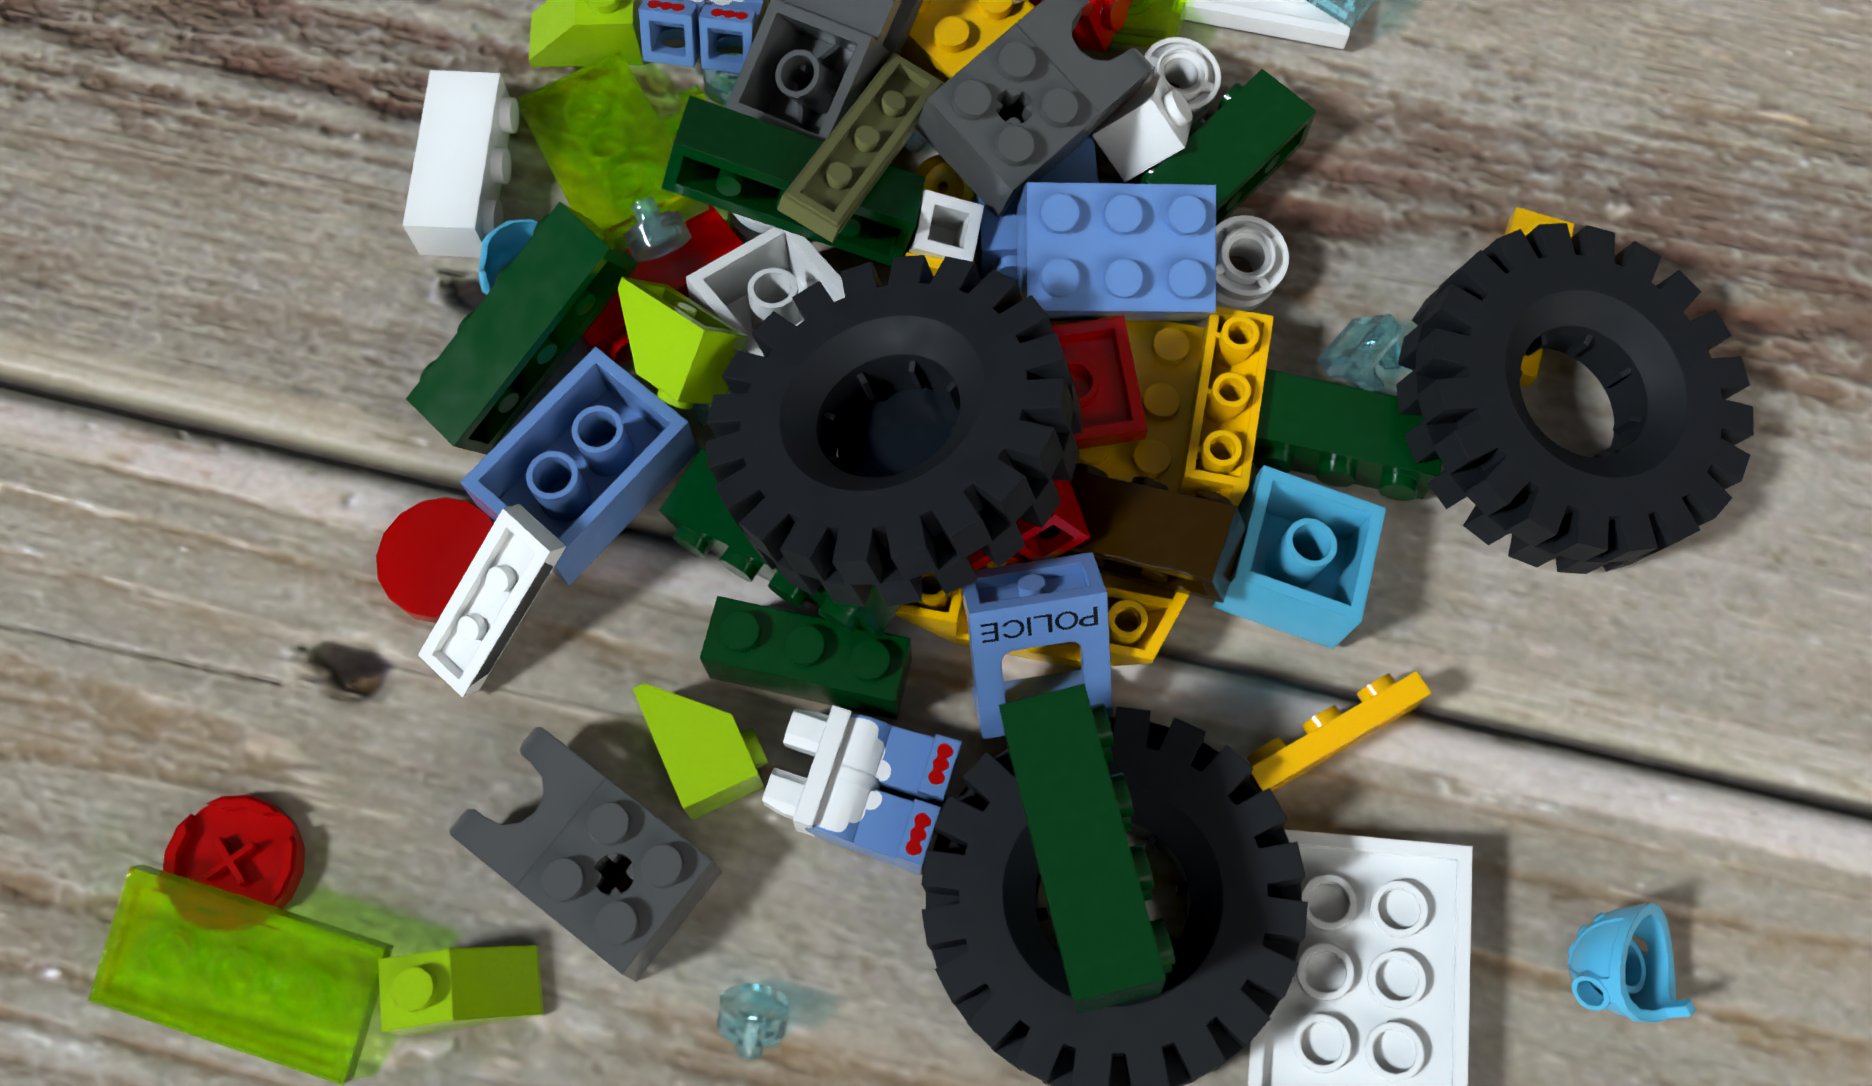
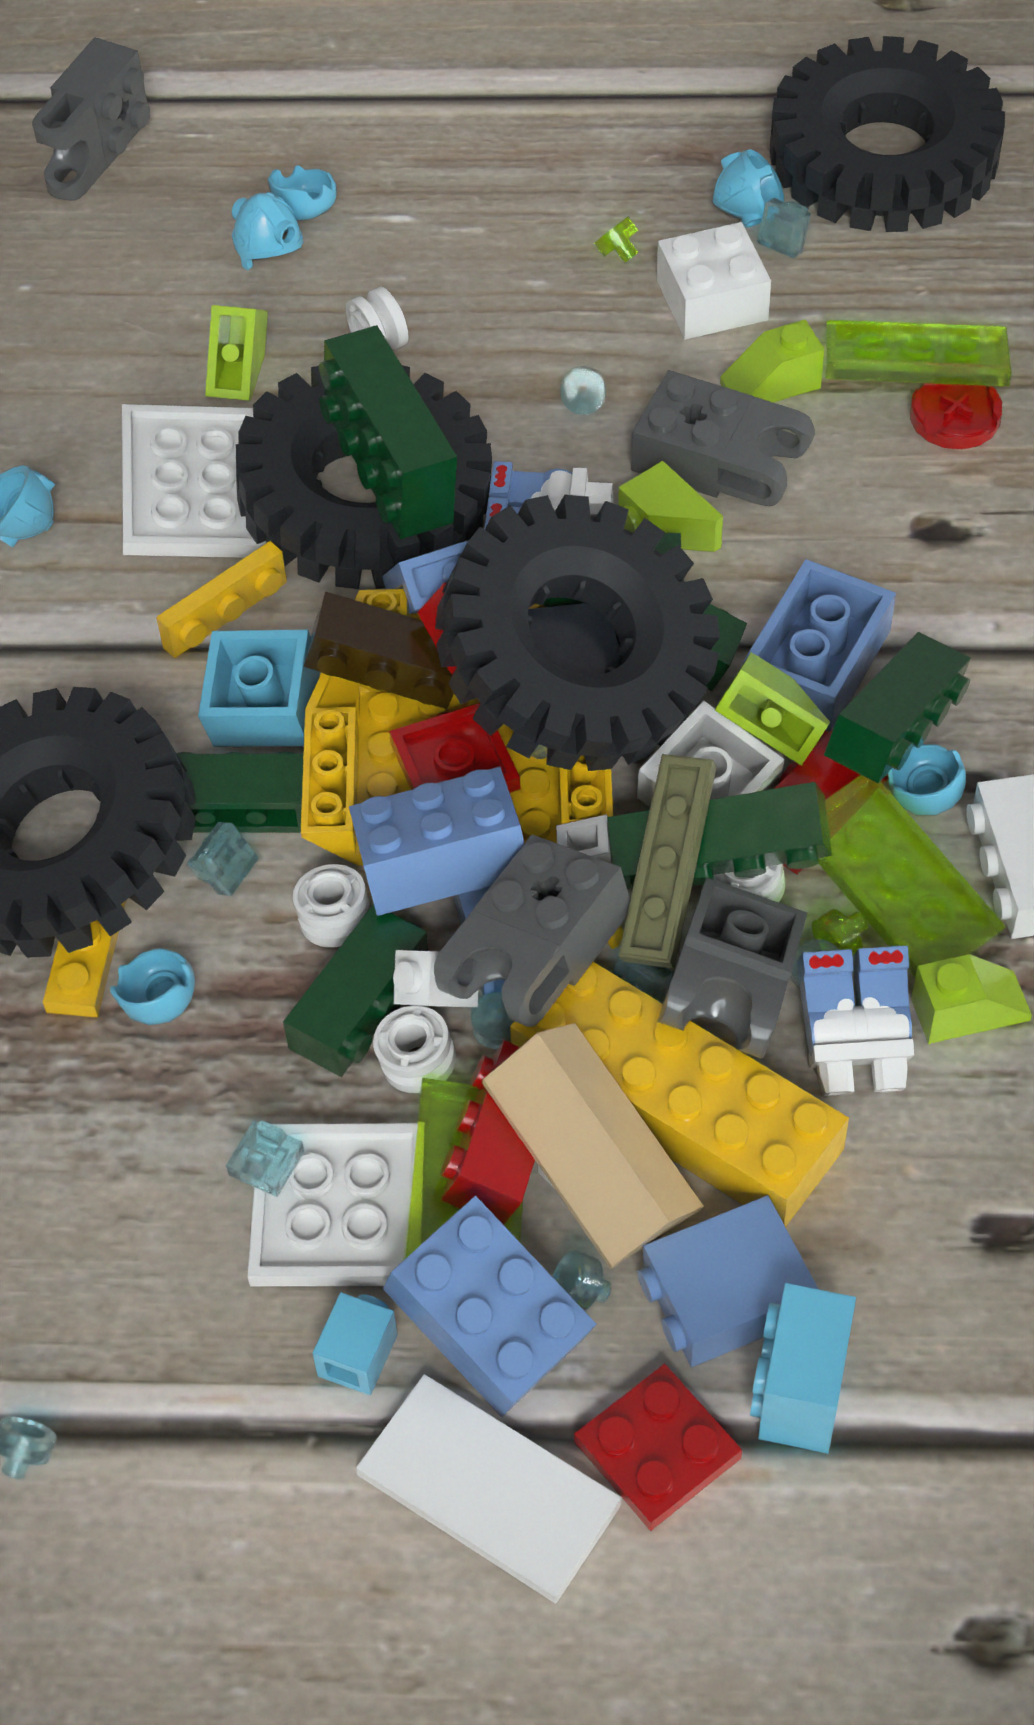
camera: 170 degrees right, 15 degrees down
(429, 553) = (920, 591): red tile -> none
(491, 599) = (840, 542): white plate -> none
(655, 231) = (823, 770): clear light blue tile -> none
(1453, 201) = (155, 986): none -> medium azure hair

